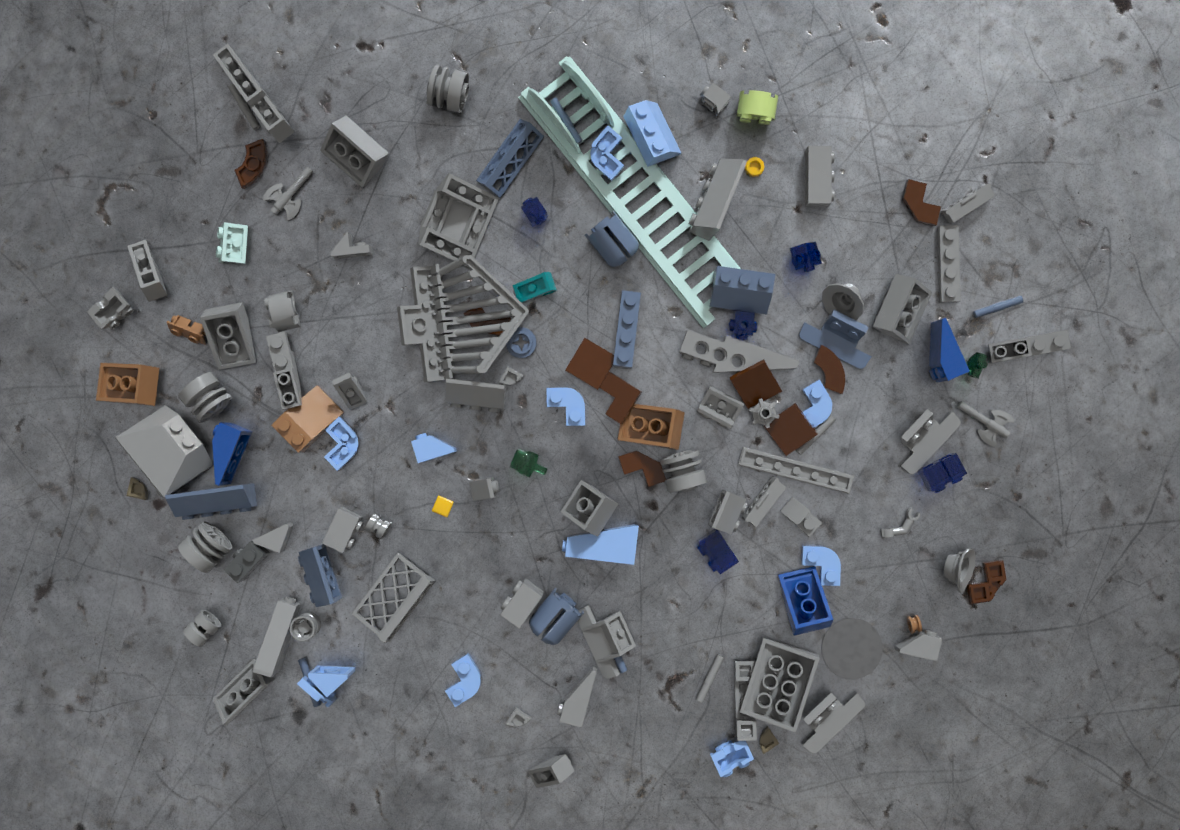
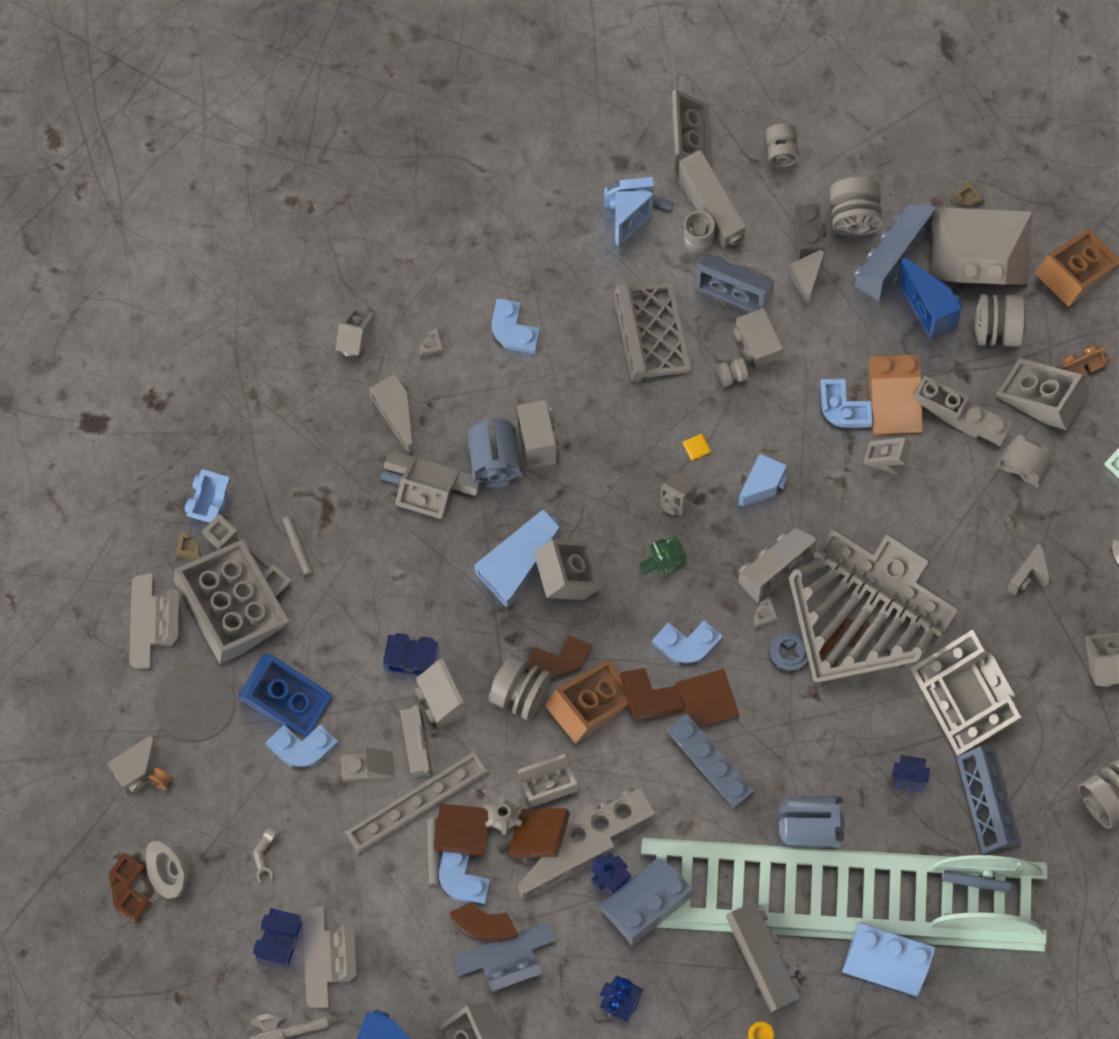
camera: 135 degrees right, 20 degrees down
(535, 286) = (832, 710): teal plate -> none
(601, 153) = (910, 884): light blue plate -> none
(844, 299) = (540, 994): light grey hat -> none

